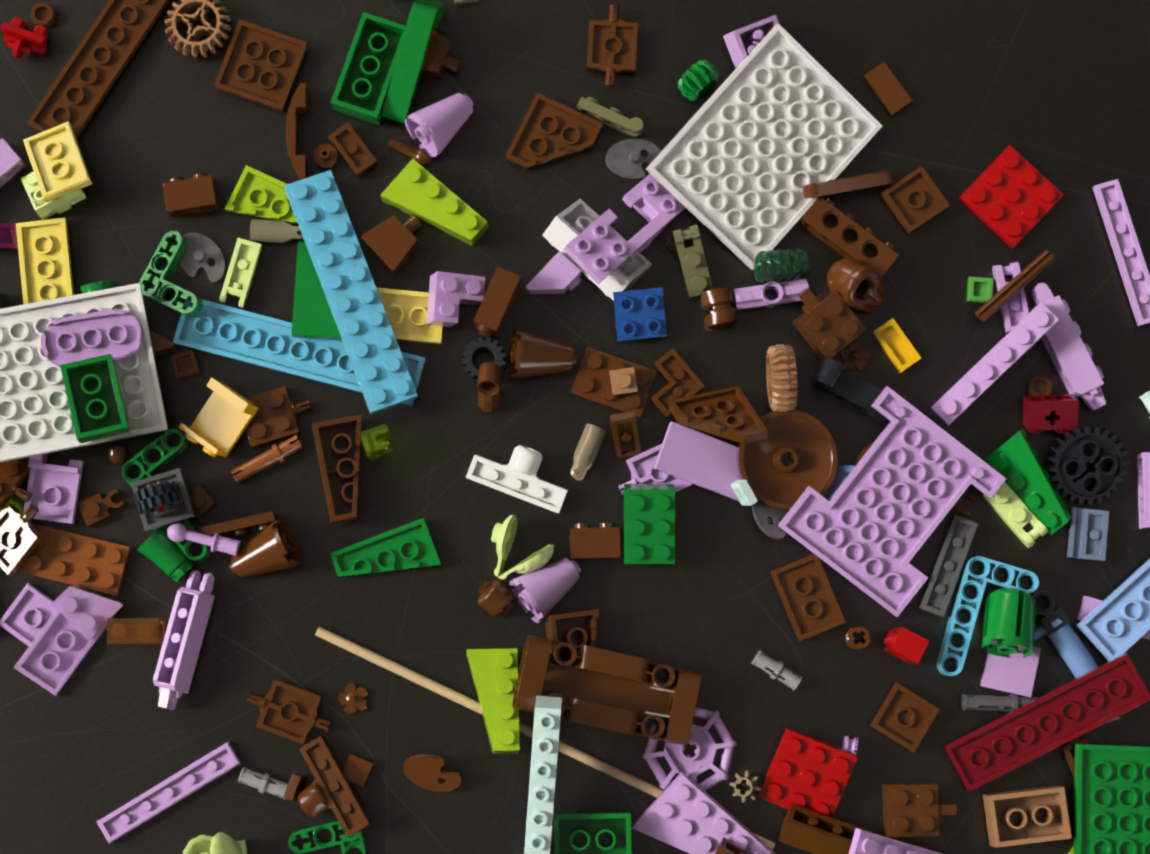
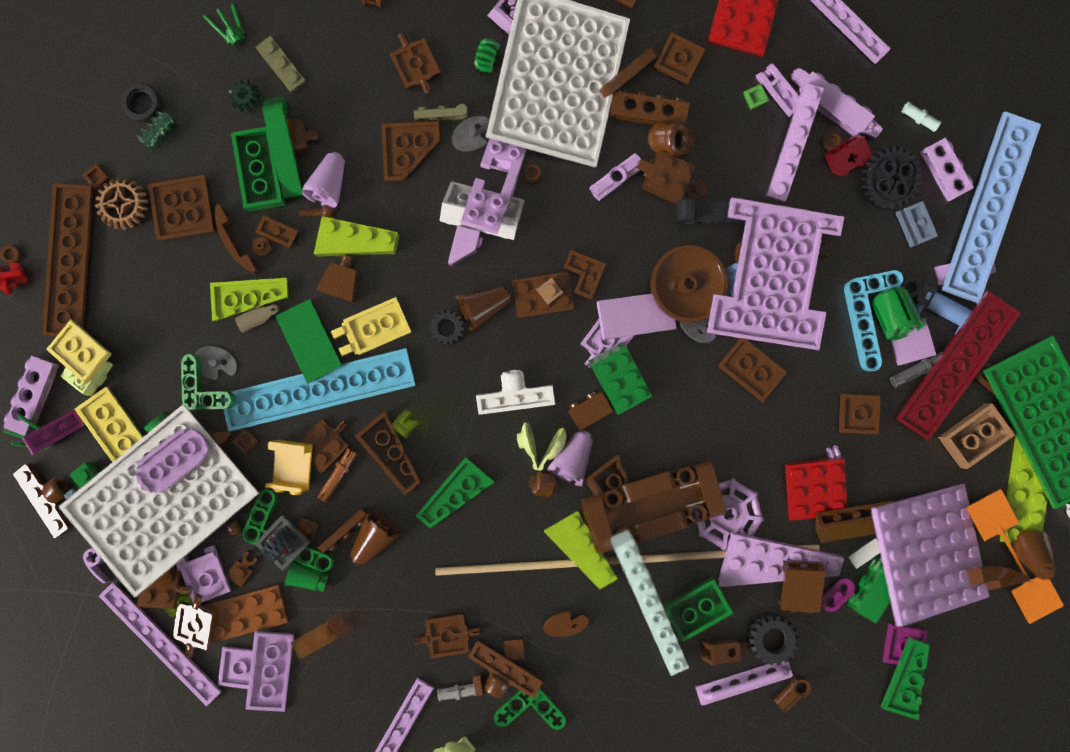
camera: 25 degrees left, 5 degrees up
(85, 609) = (272, 644): lavender wing -> none
(95, 398) = (197, 501): green brick -> none
(178, 532) = (305, 558): lavender pin -> none
(183, 639) = (349, 627): lavender hinge -> none
(191, 195) = (183, 324): reddish brown brick -> none
(241, 270) = (247, 357): yellowish green hinge -> none
(350, 292) = (330, 331): medium azure plate -> none
(353, 698) = (485, 603): reddish brown plant -> none
(450, 290) = (397, 295): lavender brick -> none
(489, 386) = (460, 344): reddish brown piece -> none
(497, 303) = (434, 284): reddish brown brick -> none
(587, 450) = (550, 351): dark tan piece -> none
(625, 434) = (570, 326): reddish brown slope -> none
(639, 314) = (535, 239): blue hinge -> none
(692, 261) = (552, 183): olive plate -> none
(719, 308) = (587, 205): reddish brown wheel -> none
(720, 413) = (628, 277): reddish brown plate -> none
(742, 791) = (782, 513): dark tan gear -> none
(744, 492) = (672, 322): light aqua tile -> none
(776, 670) = (758, 429): light grey pin -> none
(781, 264) = (613, 152): clear green piece -> none
(781, 377) = (656, 230): medium nougat gear -> none
(849, 638) = (804, 374): reddish brown bush -> none
(896, 345) = (720, 165): yellow tile -> none
(905, 645) = (835, 366): red brick -> none
(913, 809) = (898, 472): reddish brown hinge -> none
(948, 566) = (834, 296): dark grey plate -> none
(1014, 285) = (779, 81): reddish brown axle -> none
(1016, 514) = (862, 237): yellowish green plate -> none
(1029, 481) = (859, 209): green wing -> none

